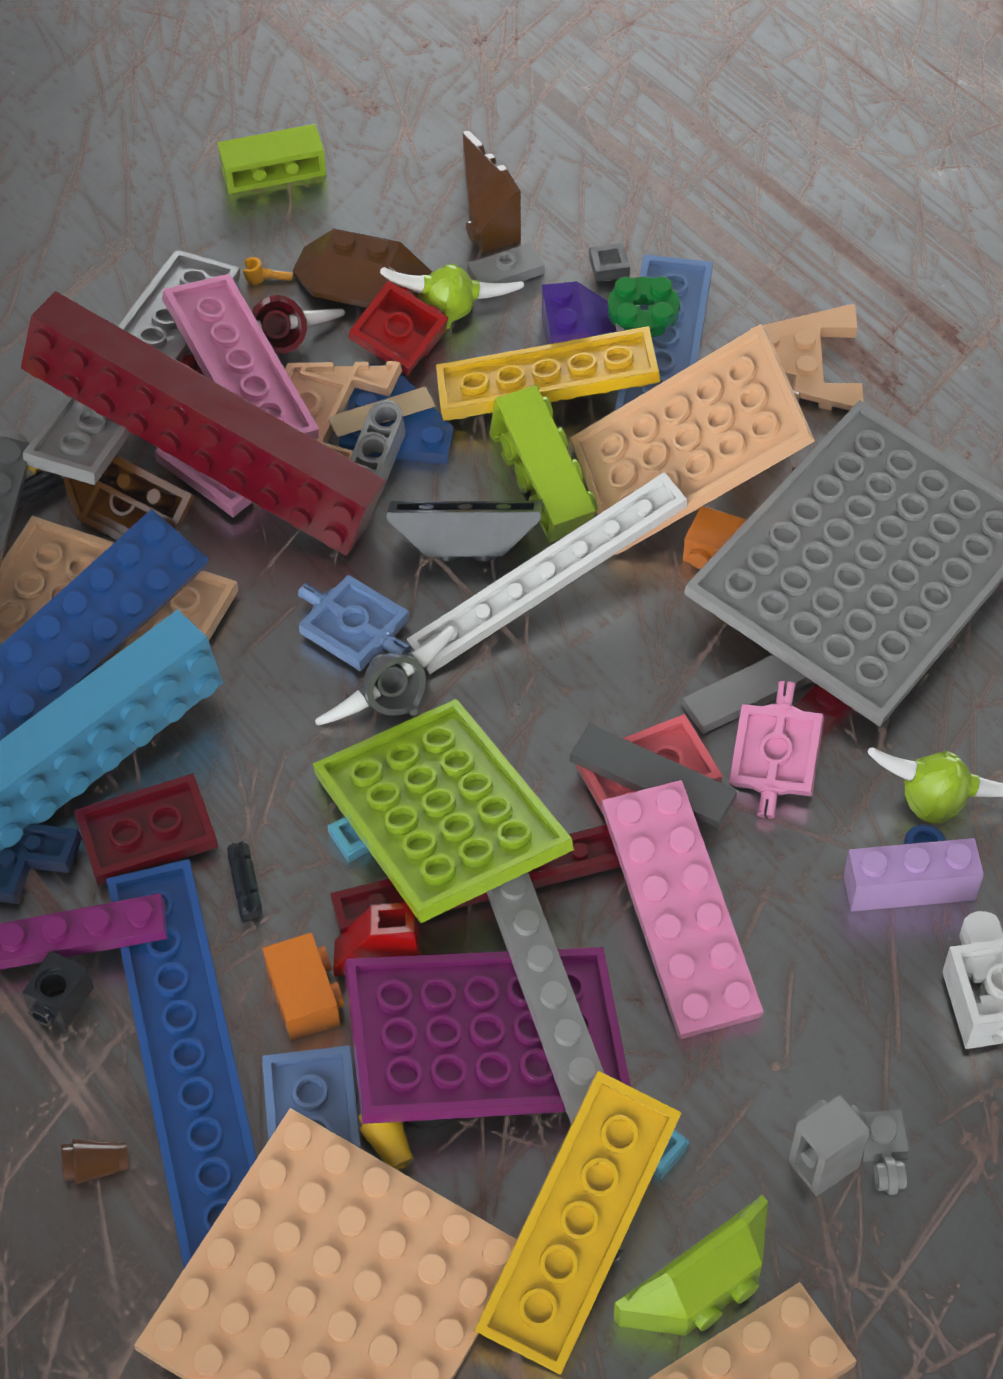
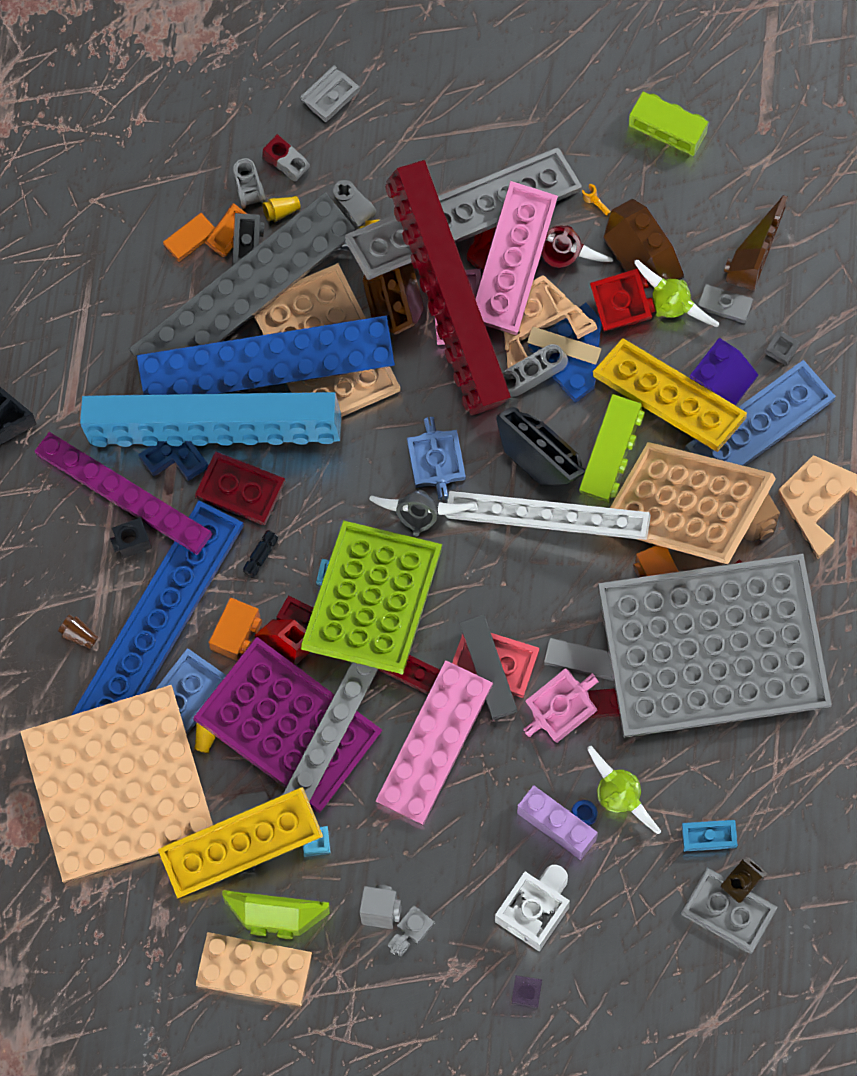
camera: 45 degrees right, 15 degrees up
(655, 292) = (764, 381): green plate -> none

